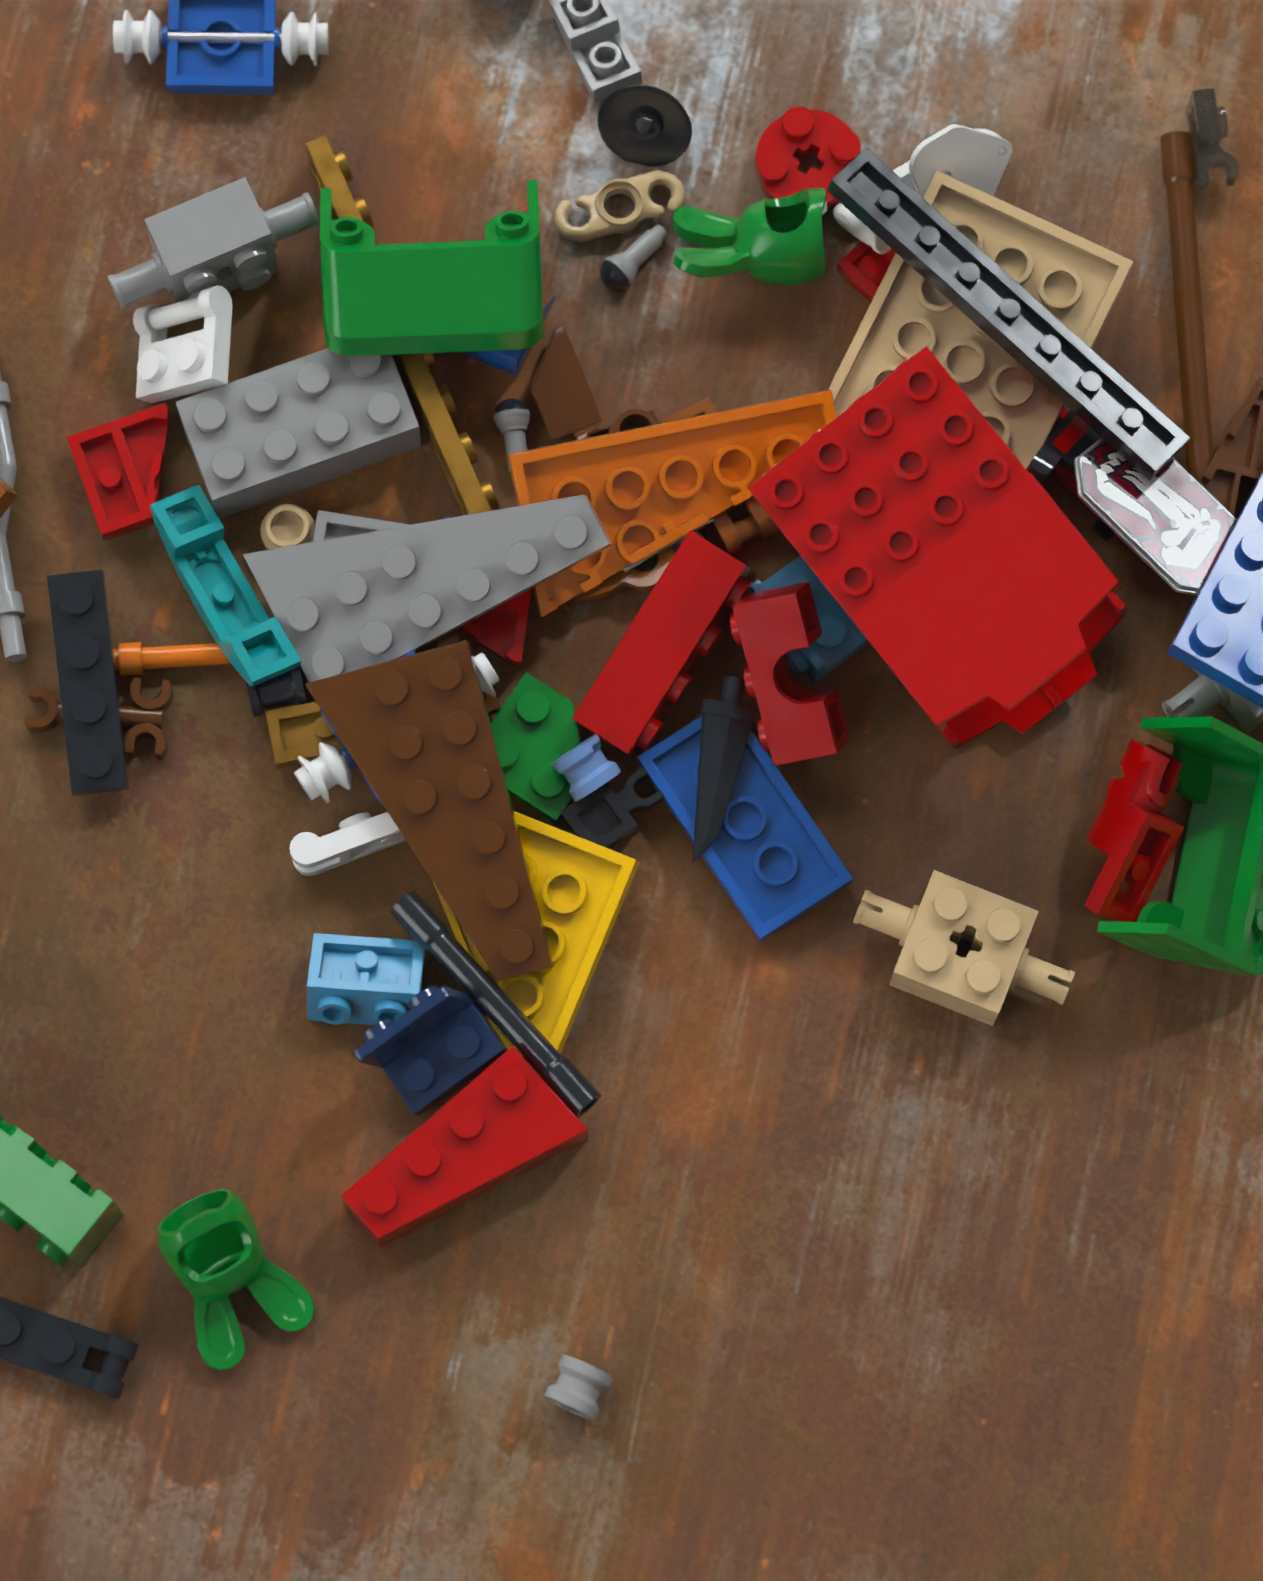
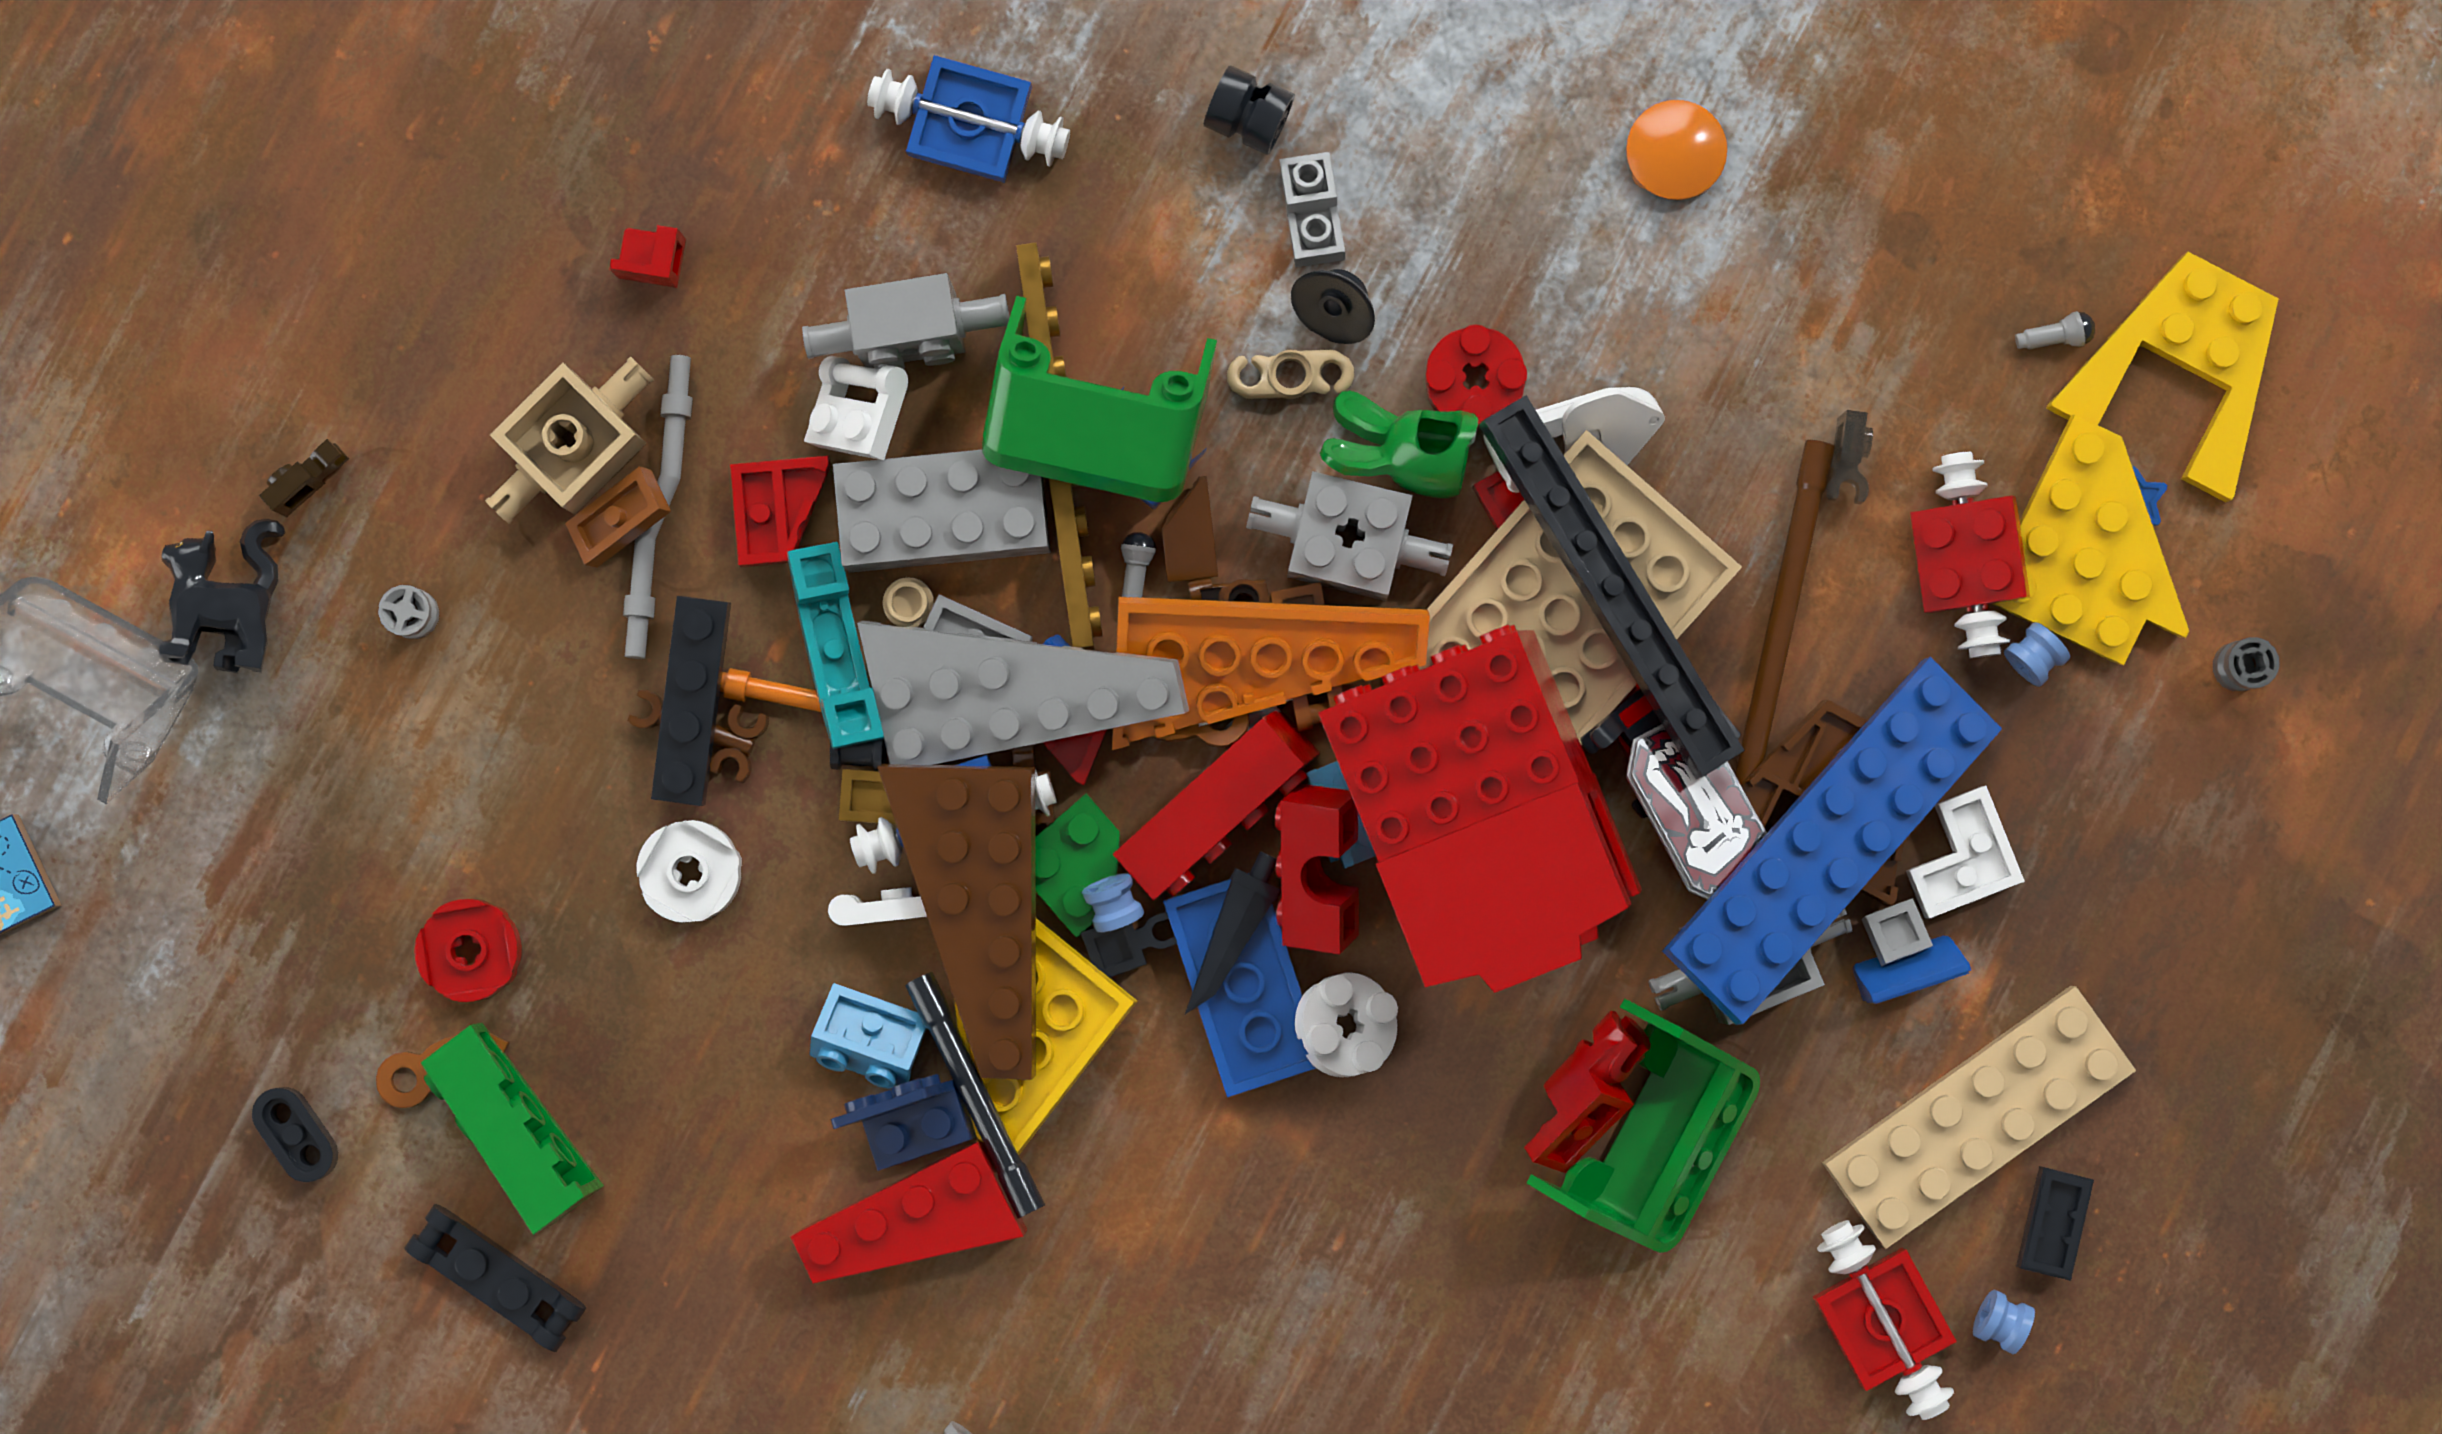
camera: 20 degrees right, 10 degrees up
(147, 887) = (661, 879): none -> white plate
(217, 1252) = (670, 1252): green piece -> none
(620, 269) = (1274, 436): light grey piece -> none
(730, 312) = (1378, 518): none -> light grey brick
(883, 812) = (1323, 1039): none -> white plate
(997, 937) = (1407, 1190): tan brick -> none

